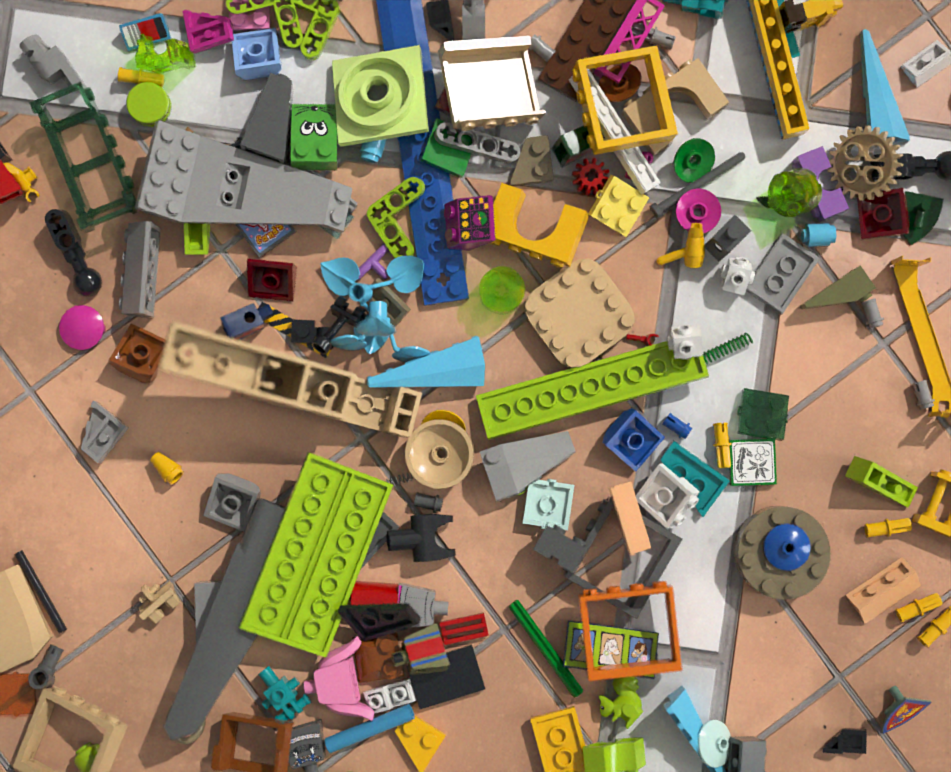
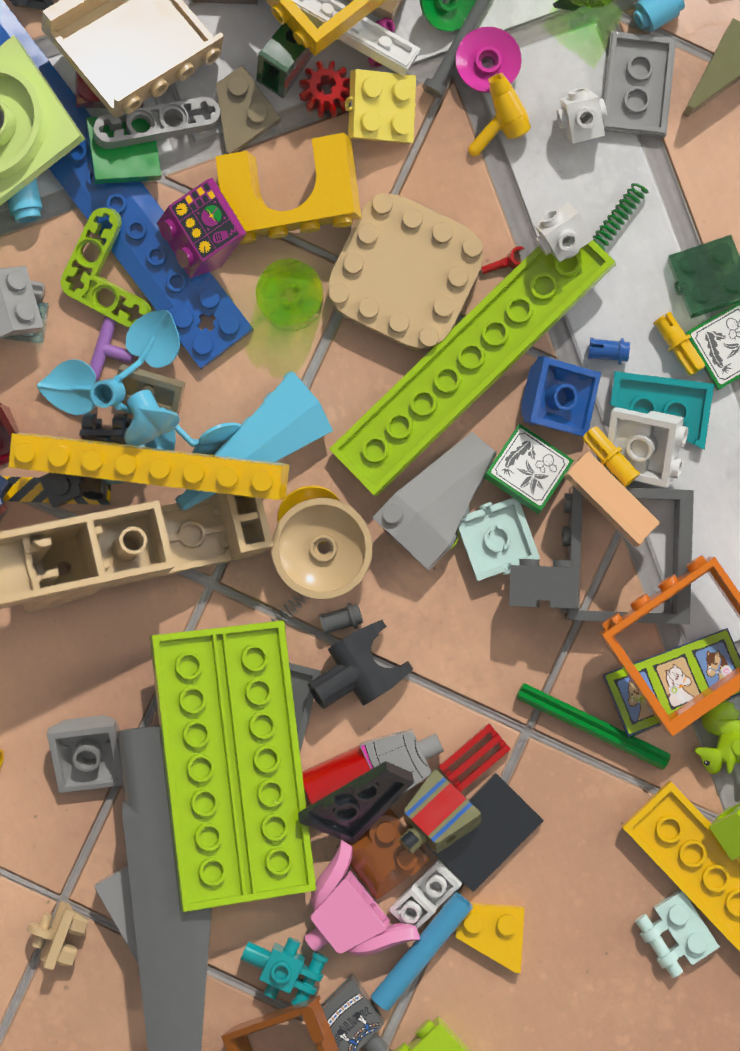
camera: 30 degrees left, 0 degrees up
(362, 350) = (149, 466): none -> yellow brick
(589, 472) = (528, 469): none -> tile
(643, 491) = (610, 456): none -> yellow axle
(727, 238) = (544, 73): dark grey torso -> none

